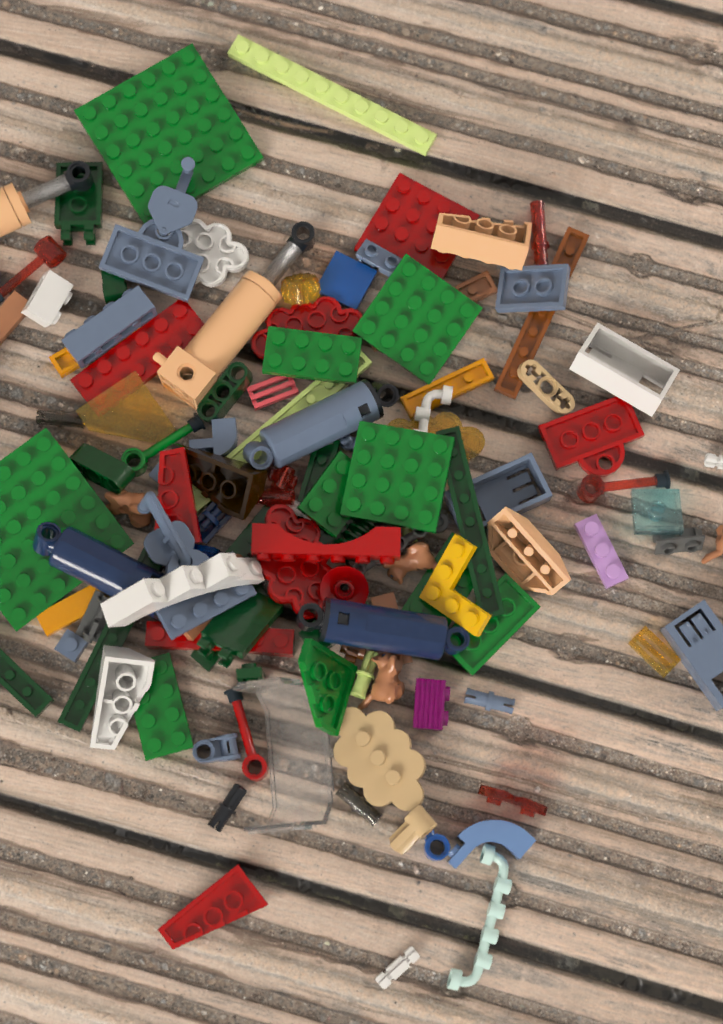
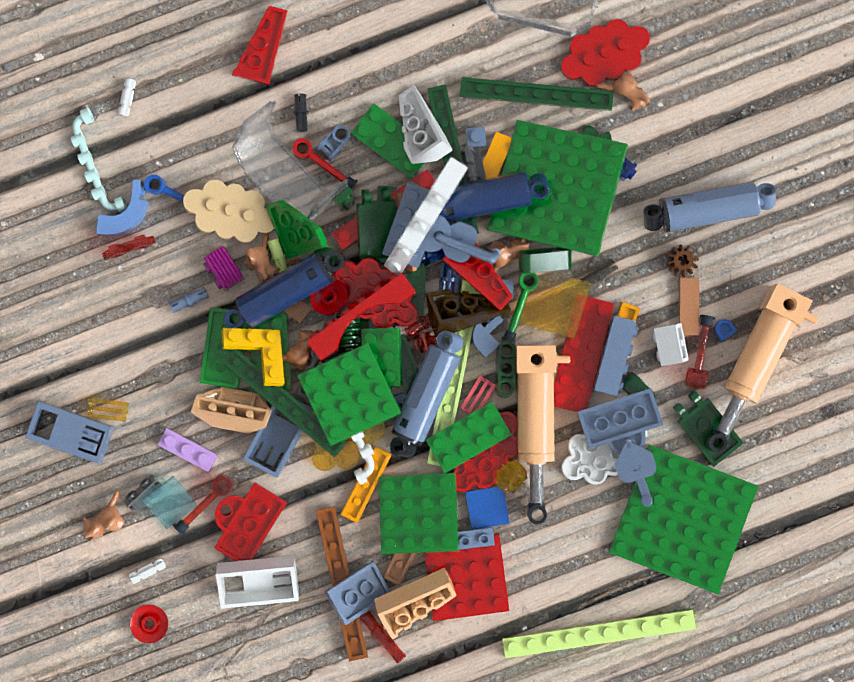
camera: 140 degrees right, 10 degrees up
(358, 804) = (222, 175): clear smoke pin -> none
(416, 826) = (176, 185): tan piece -> none
(553, 404) = (314, 528): tan beam -> none

